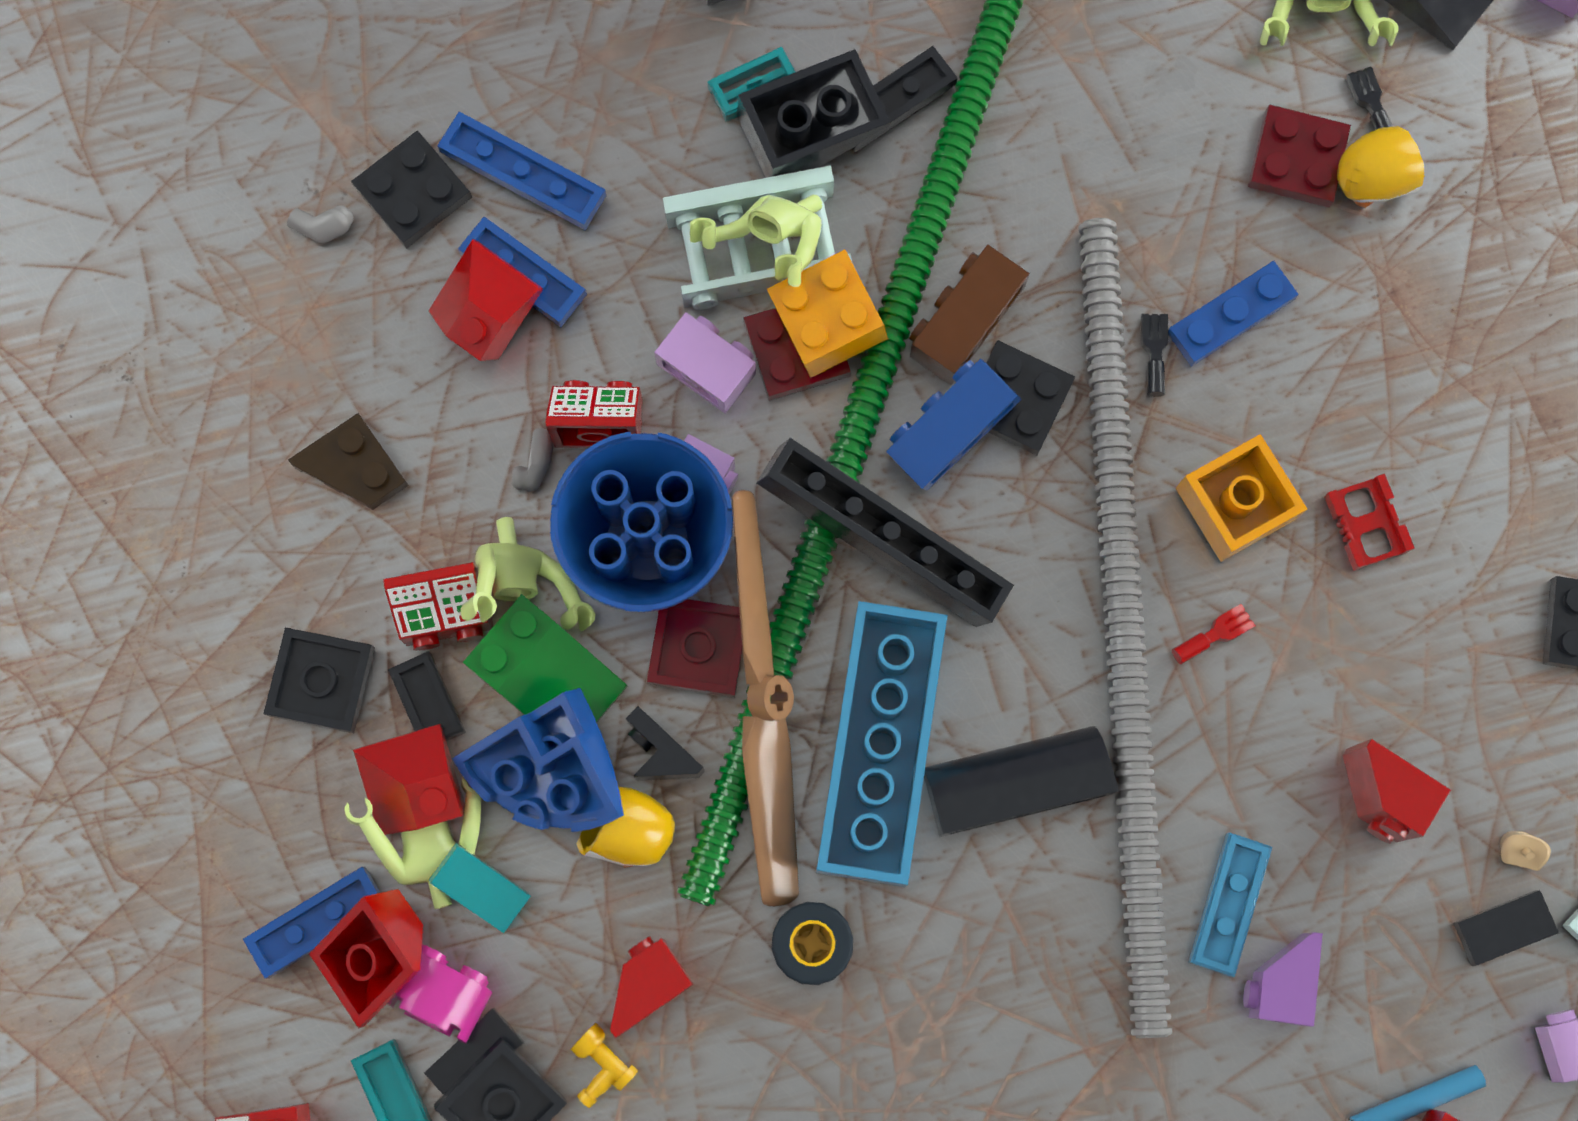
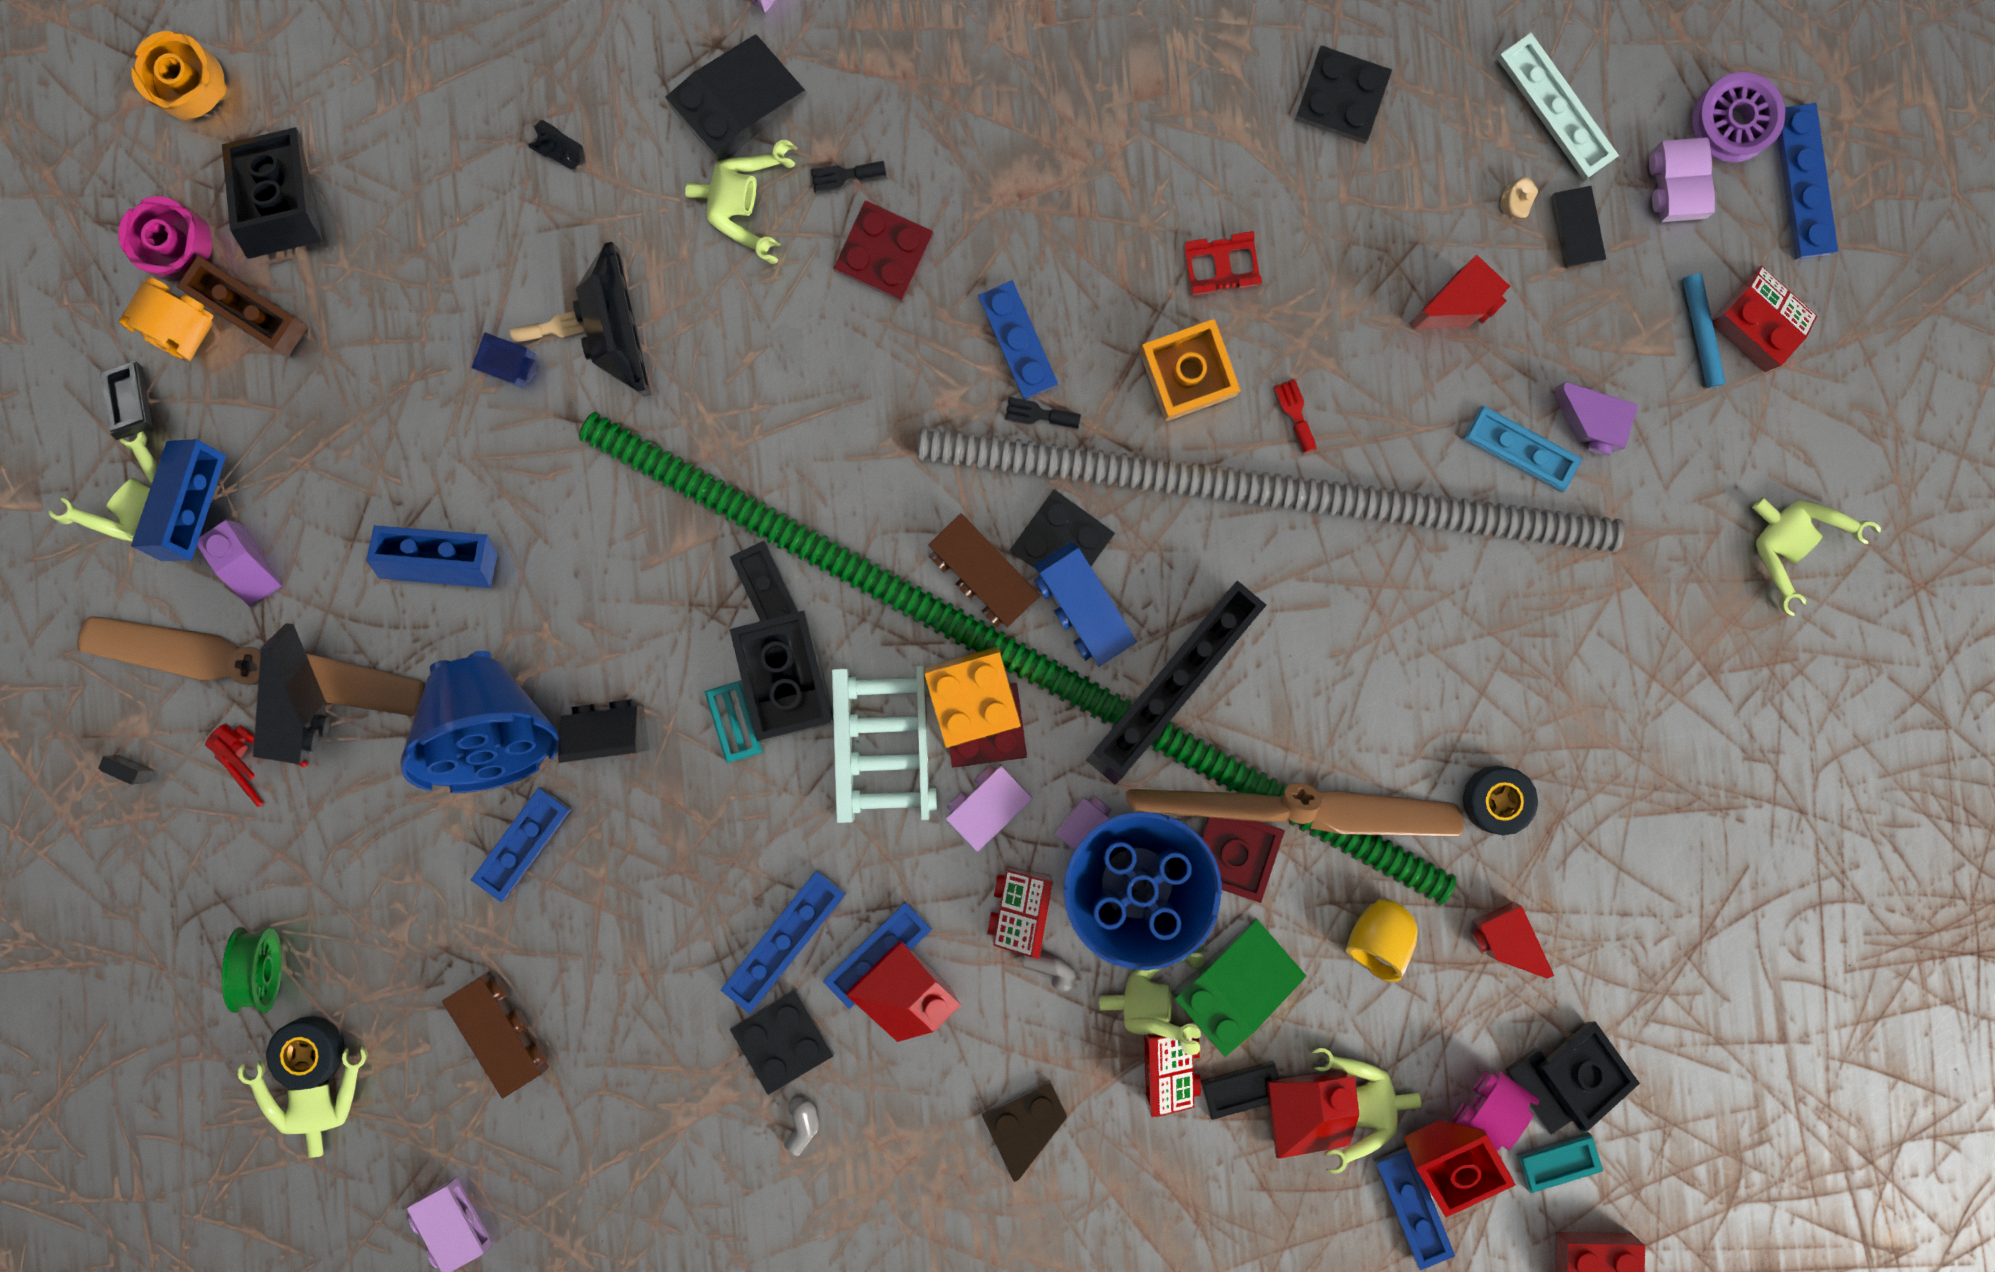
camera: 80 degrees left, 10 degrees up
(319, 680) = (1212, 1179): black plate -> none
(479, 887) = (1410, 1068): teal tile -> none
(547, 767) = (1327, 997): blue brick -> none
(613, 1071) = (1573, 979): yellow piece -> none
(669, 760) = (1328, 891): black slope -> none
(771, 221) = (882, 729): yellowish green piece -> none
(882, 744) = (1349, 714): dark azure brick -> none
(1019, 780) = (1394, 604): black brick -> none
(1381, 167) = (914, 186): yellow piece -> none

